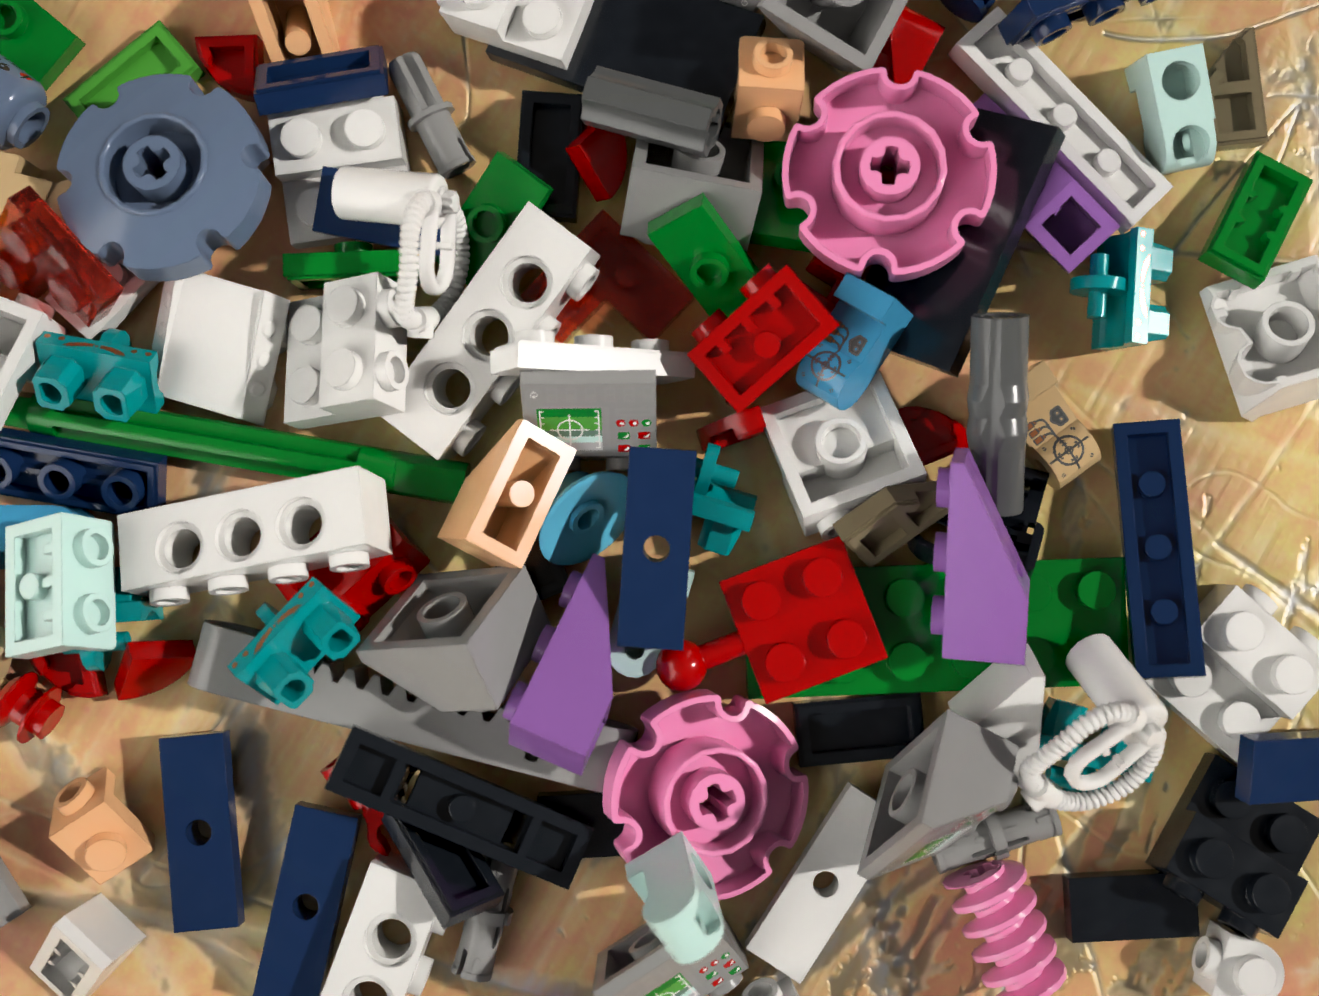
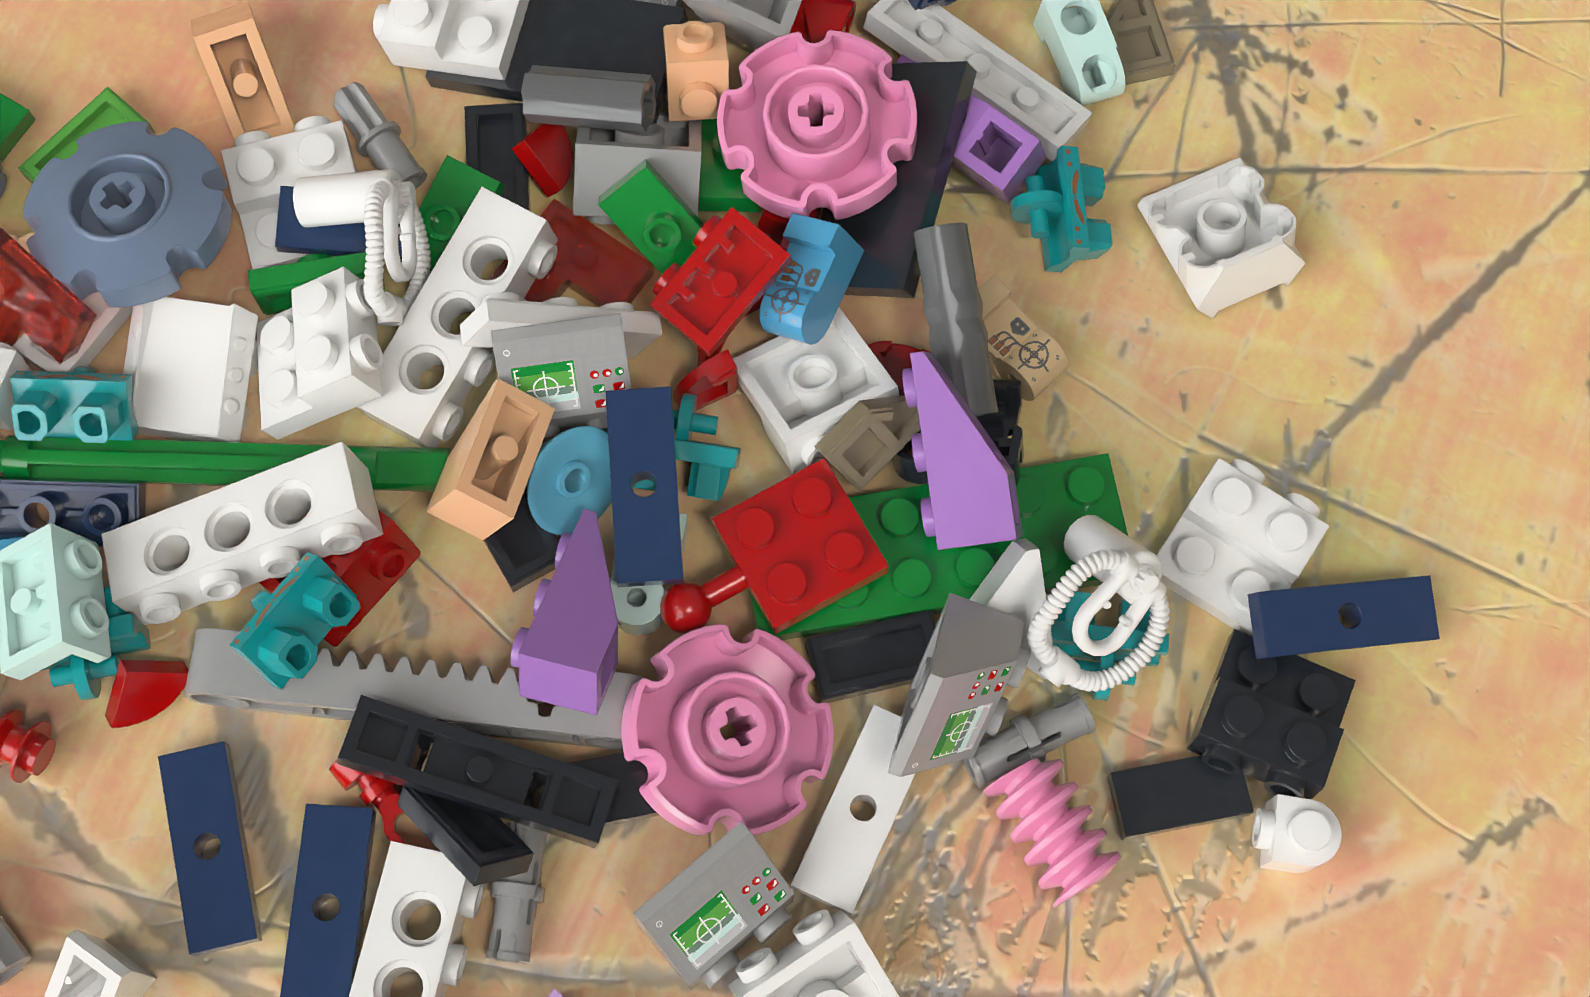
camera: 10 degrees left, 15 degrees down
(71, 675) = (58, 706): red tile -> none
(98, 827) = (100, 861): light nougat bracket -> none
(232, 61) = (183, 110): red tile -> none
(320, 80) = (271, 113): dark blue tile -> none
(459, 637) = (460, 603): light grey slope -> none
(678, 898) = (705, 808): light aqua leg -> none
(1157, 550) = (1137, 437): dark blue plate -> none
(1255, 220) = (1175, 134): green plate -> none

